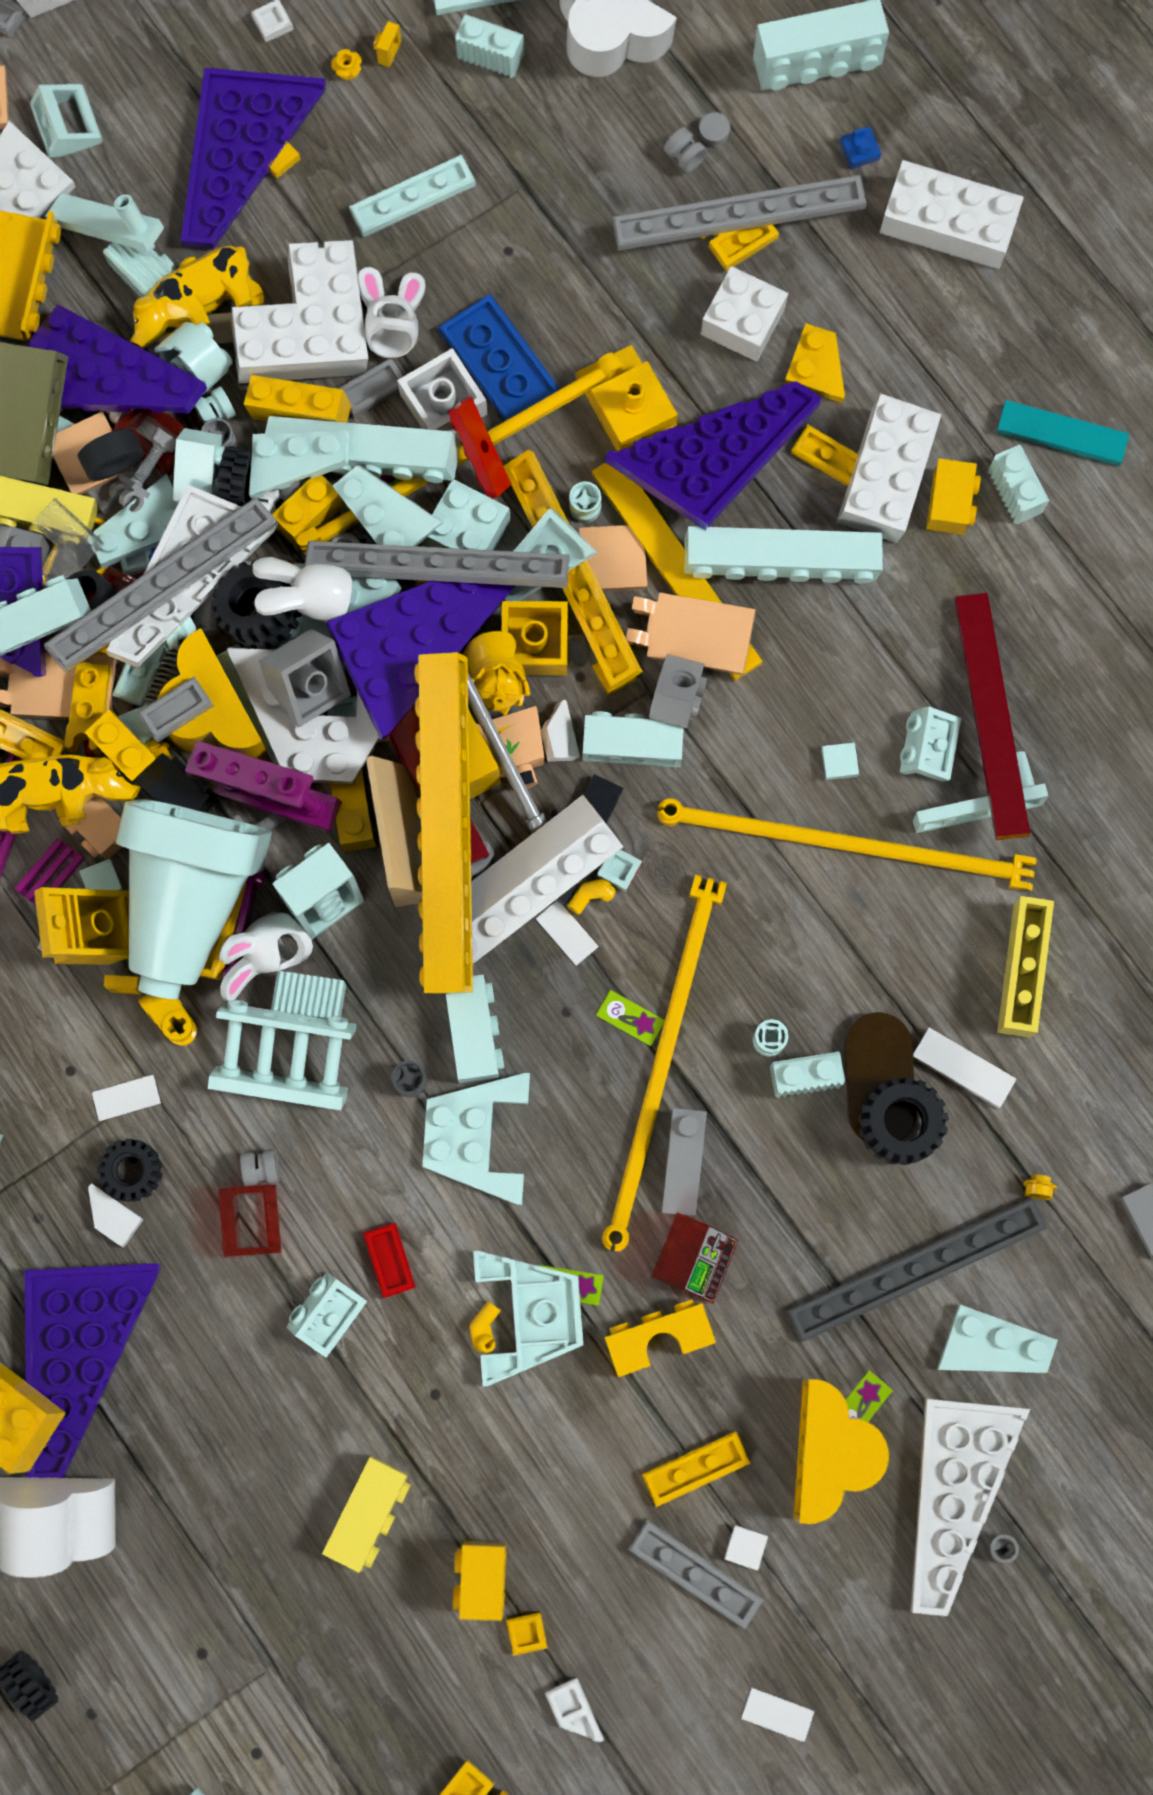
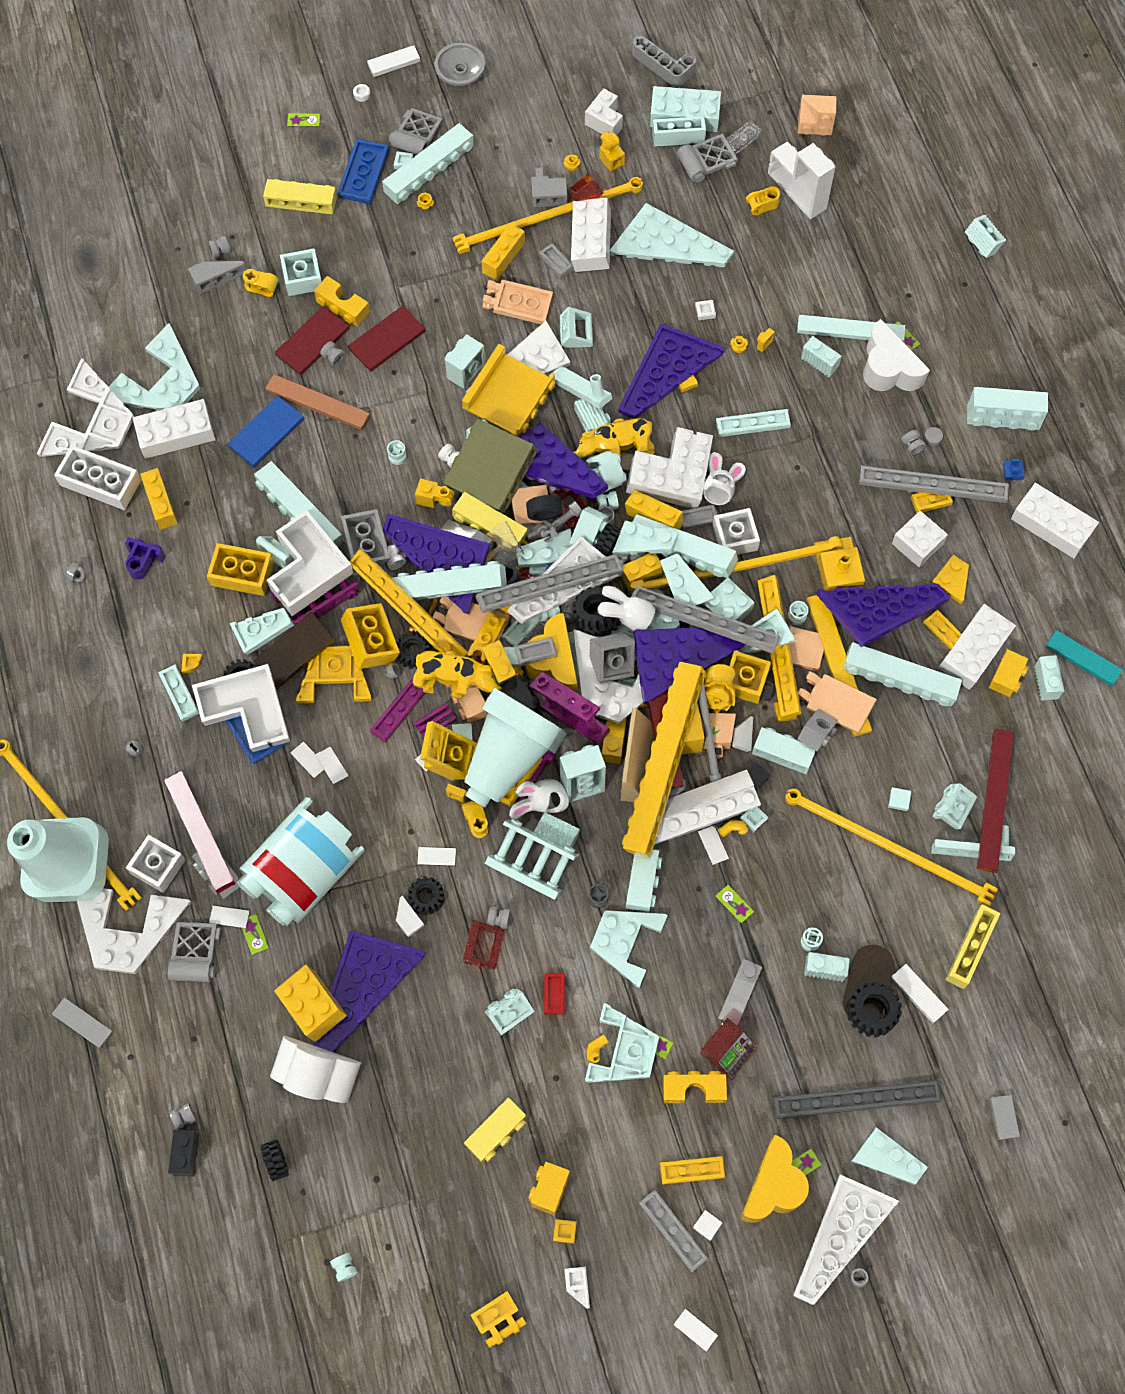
camera: 20 degrees right, 10 degrees down
(479, 448) = (747, 565): red tile -> none
(498, 358) = (773, 521): blue tile -> none
(663, 1058) = (743, 936): yellow hinge -> none
(1039, 1187) = (943, 1075): yellow plate -> none

